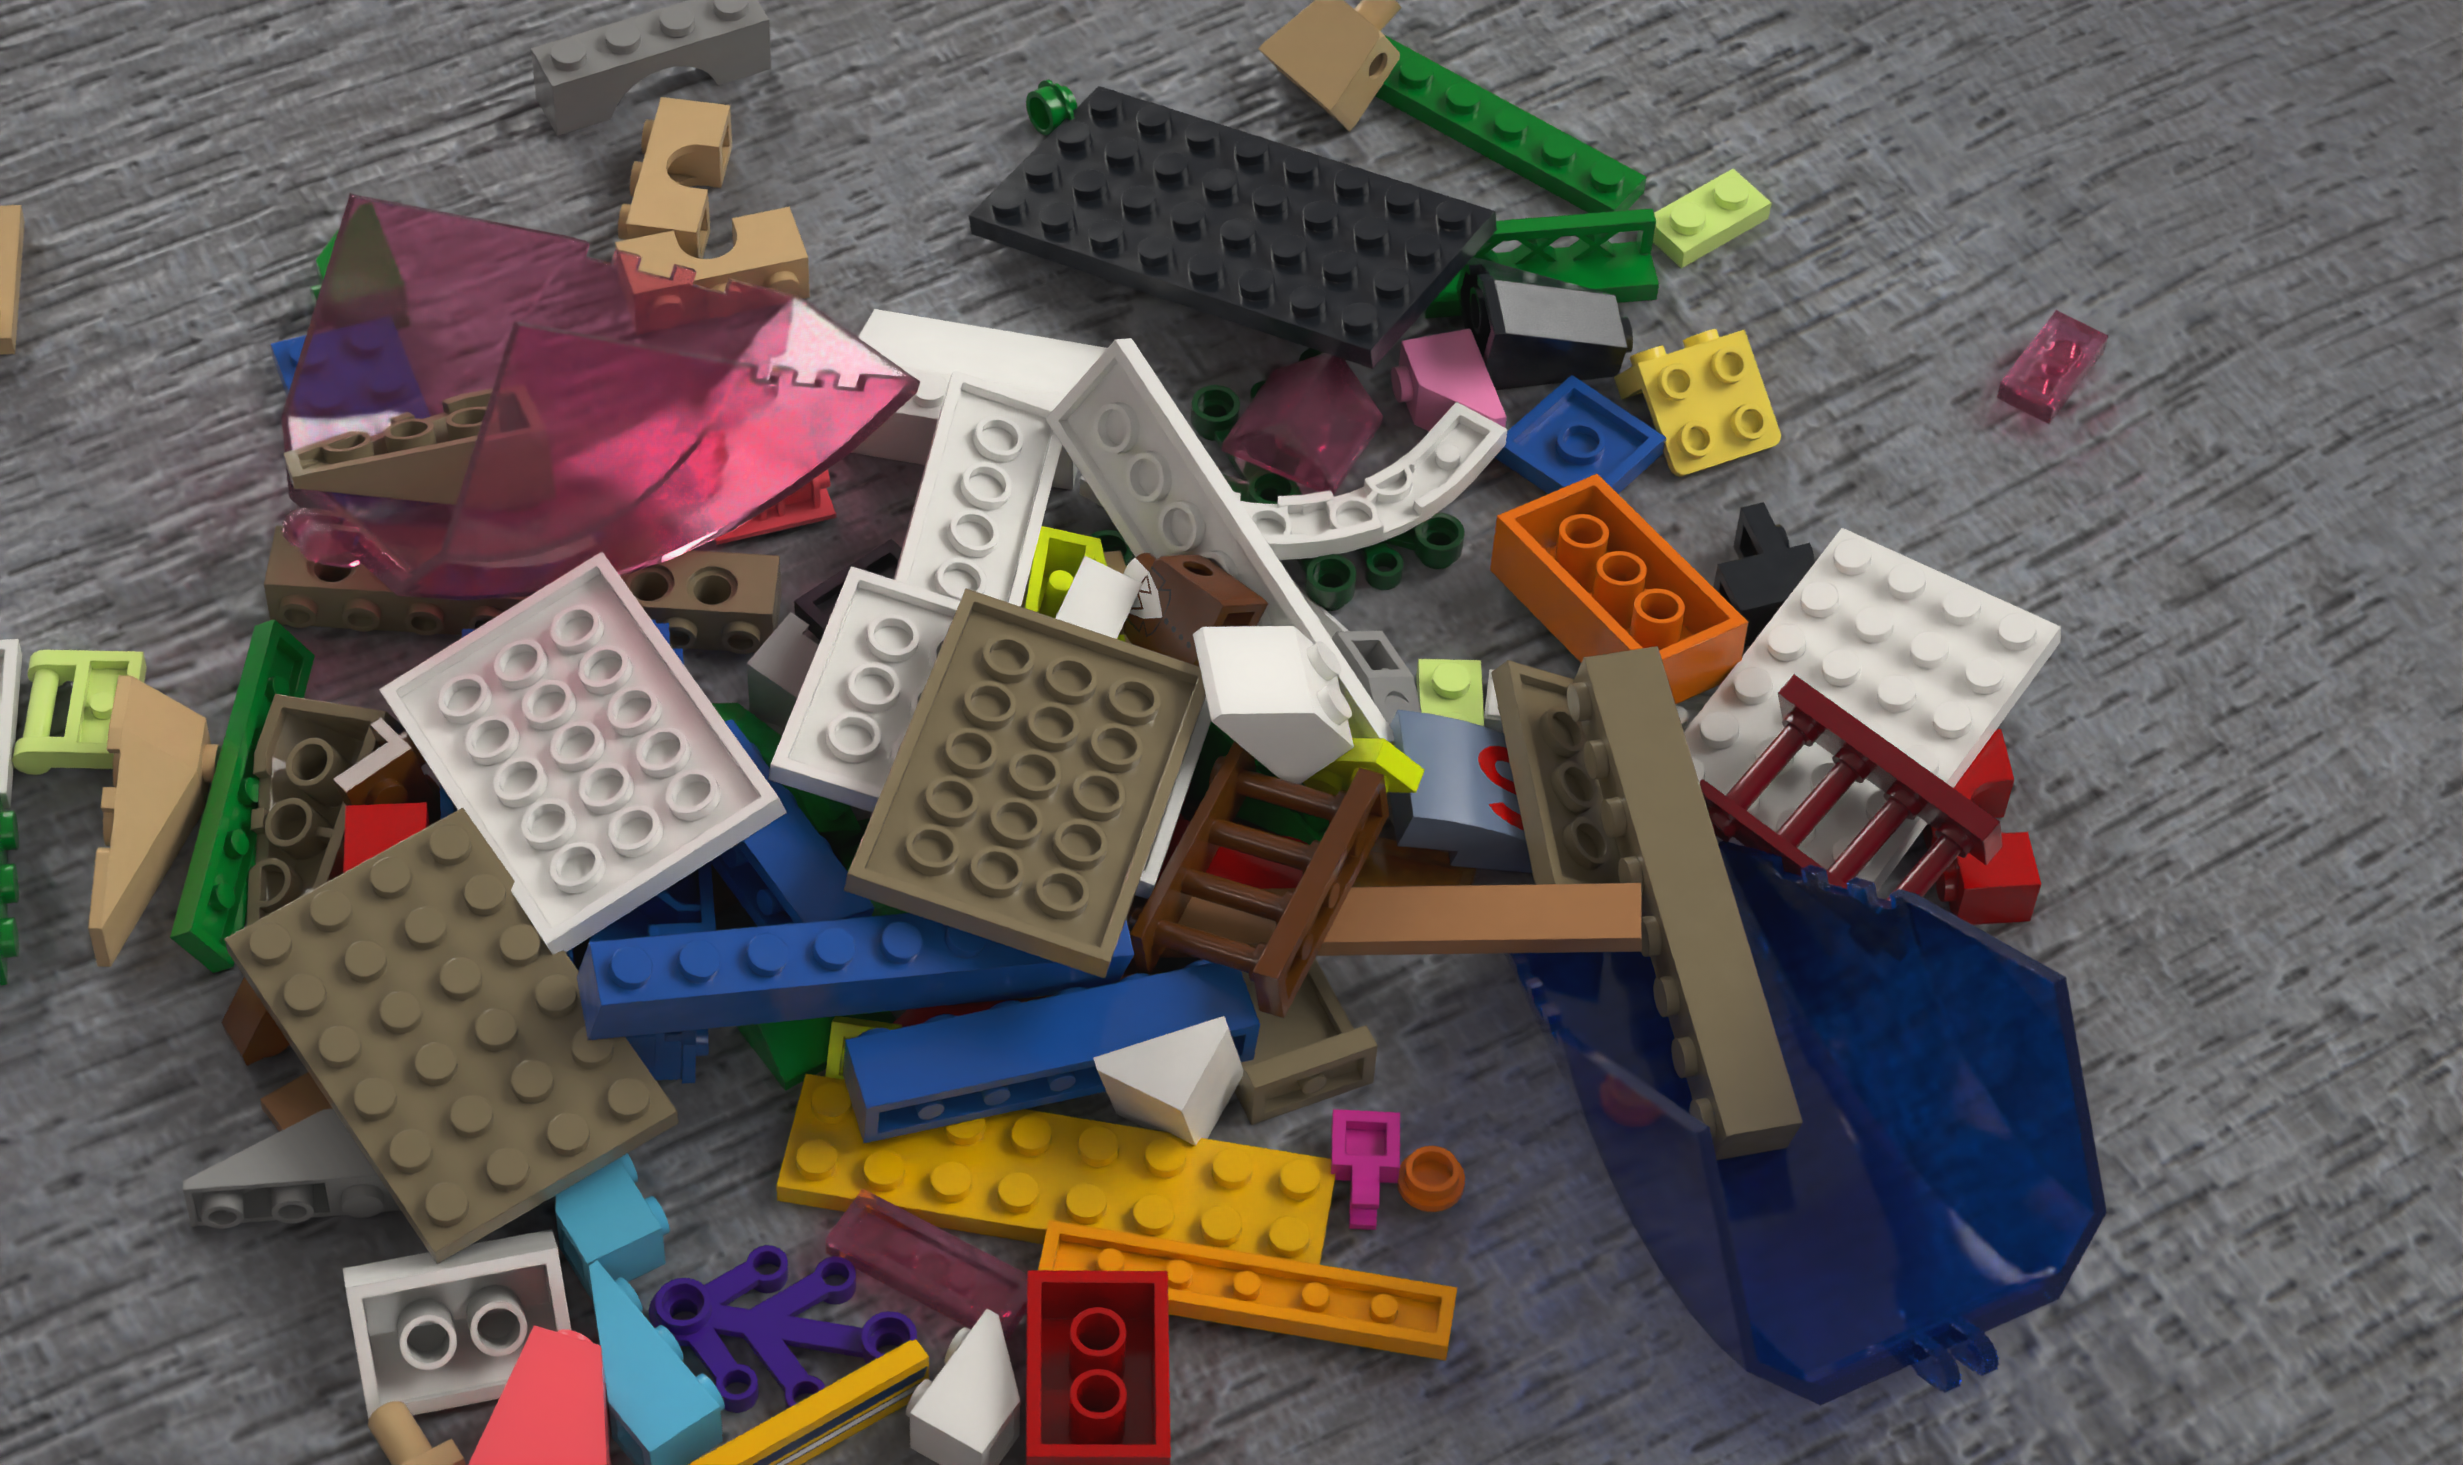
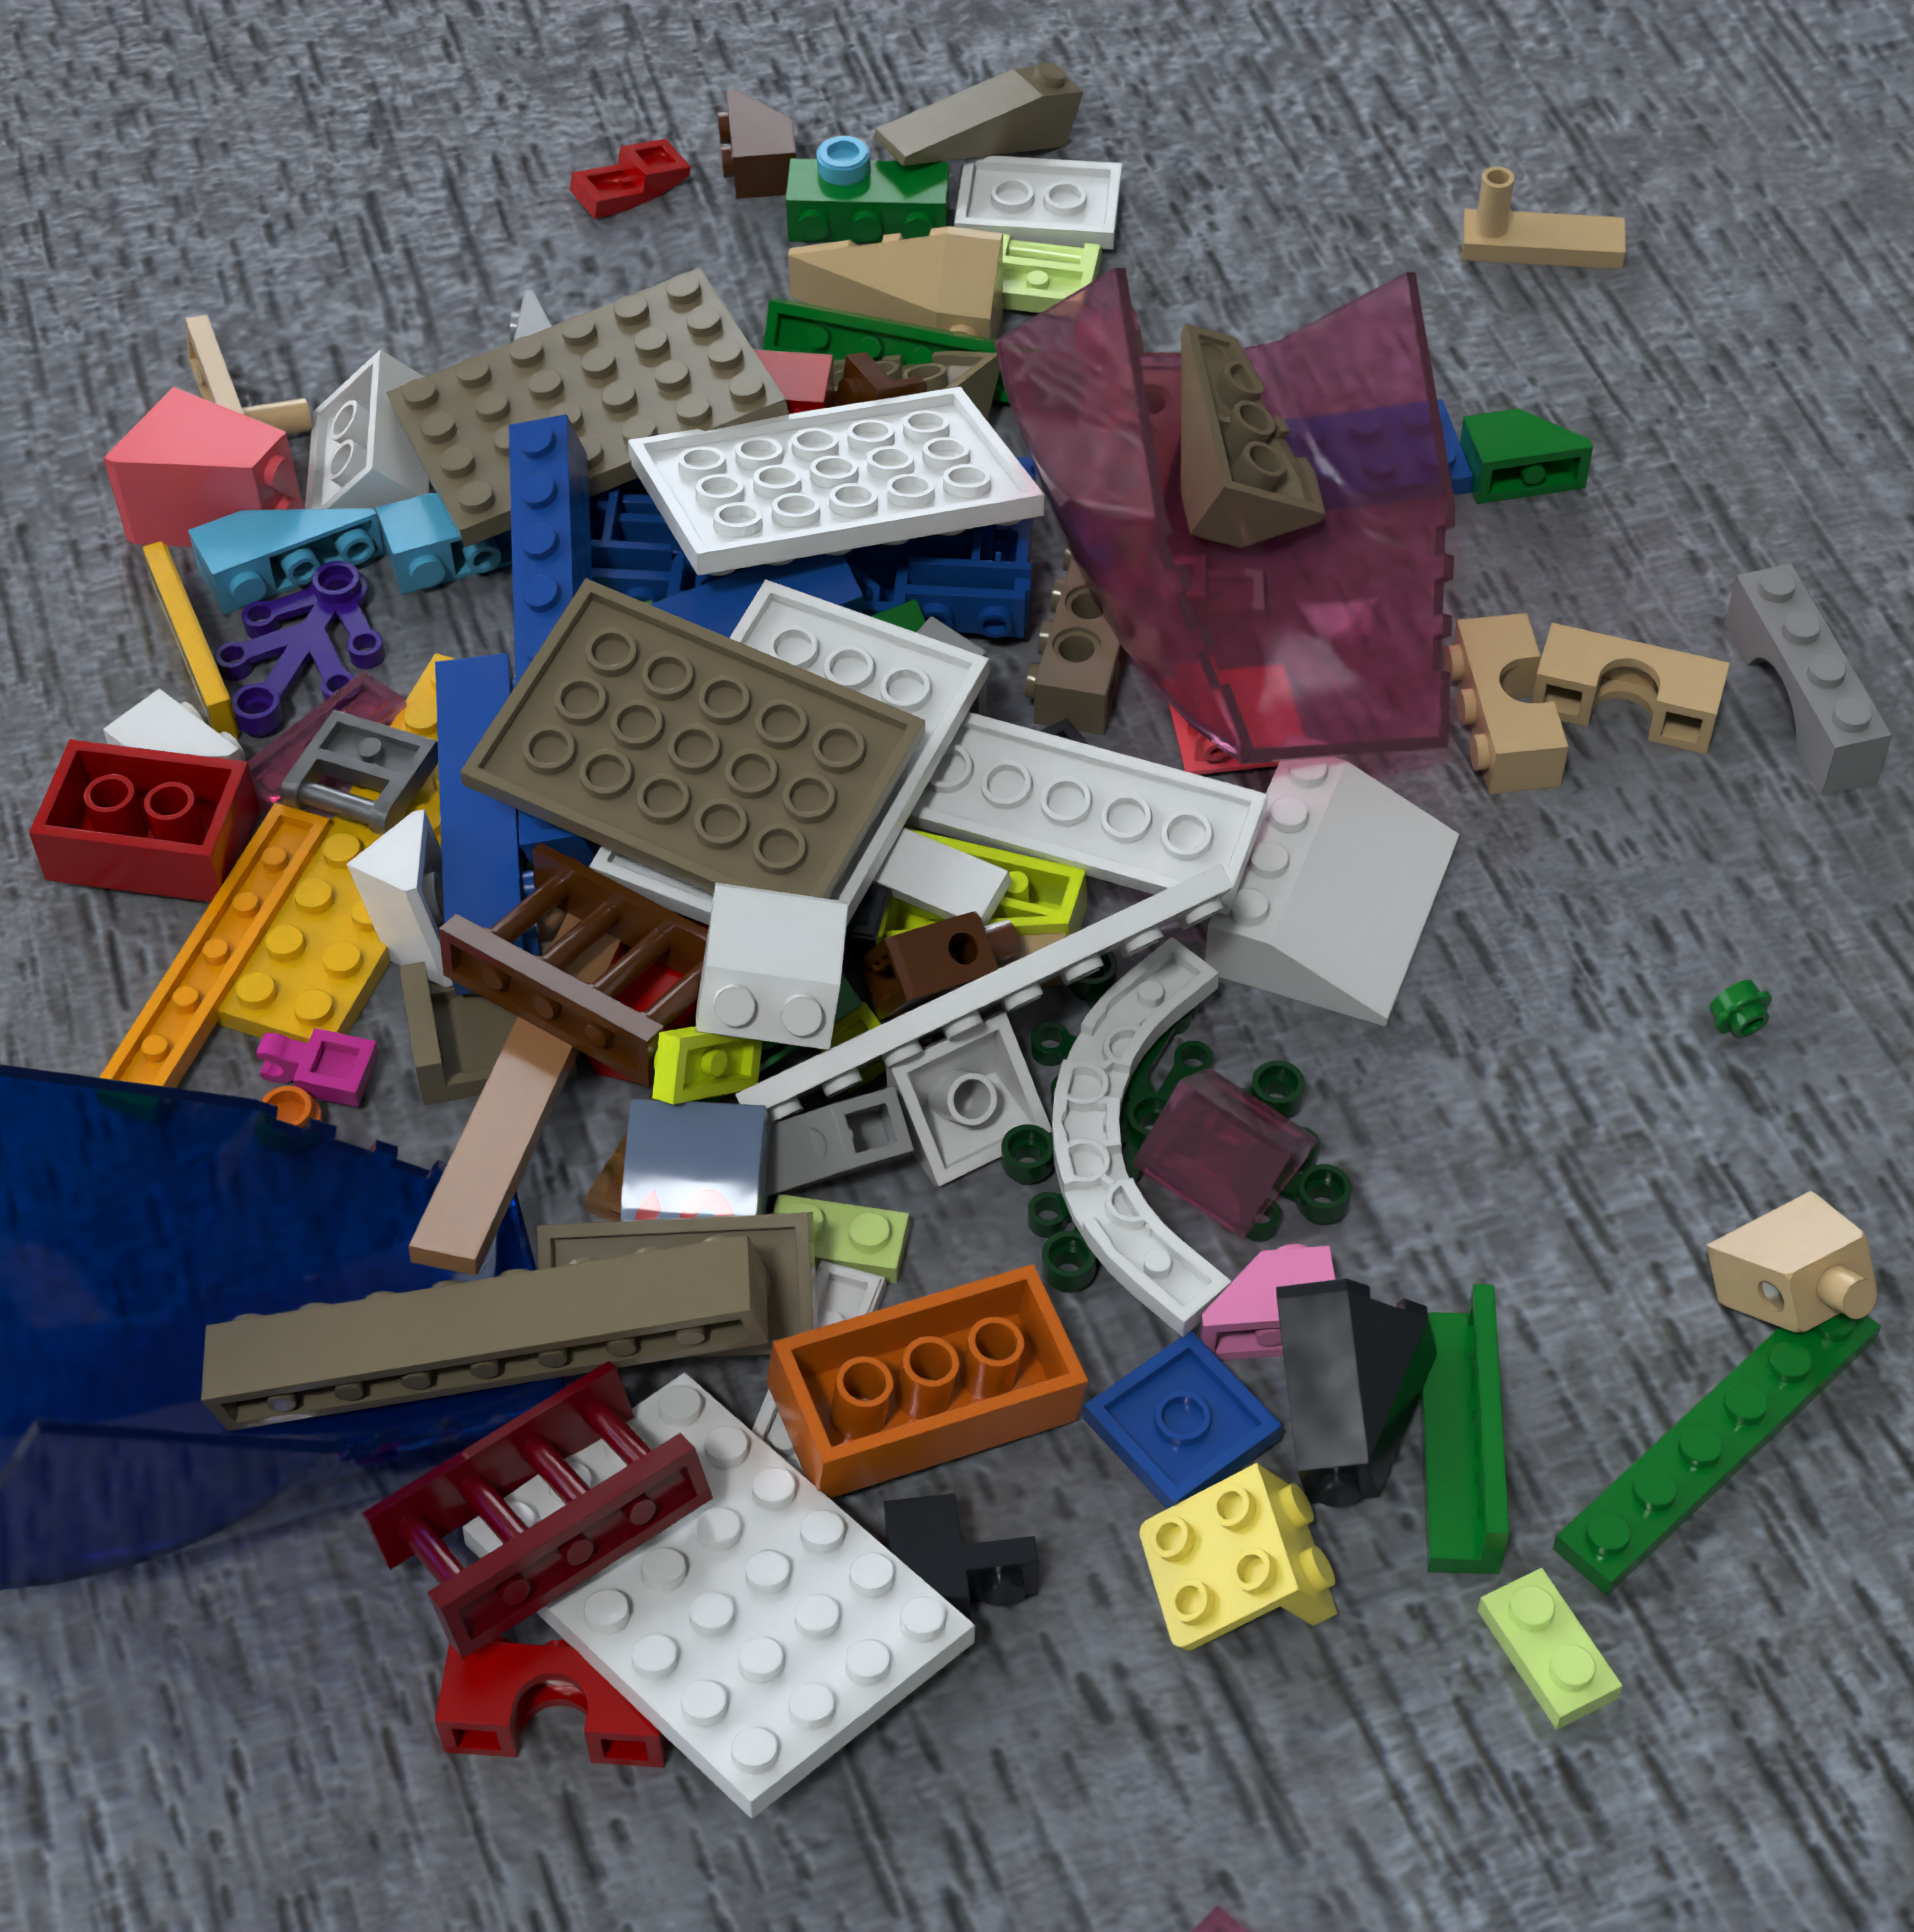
camera: 105 degrees right, 0 degrees up
(976, 1177) = (366, 756): none -> flat silver plate
(1235, 225) = (1511, 1121): black plate -> none

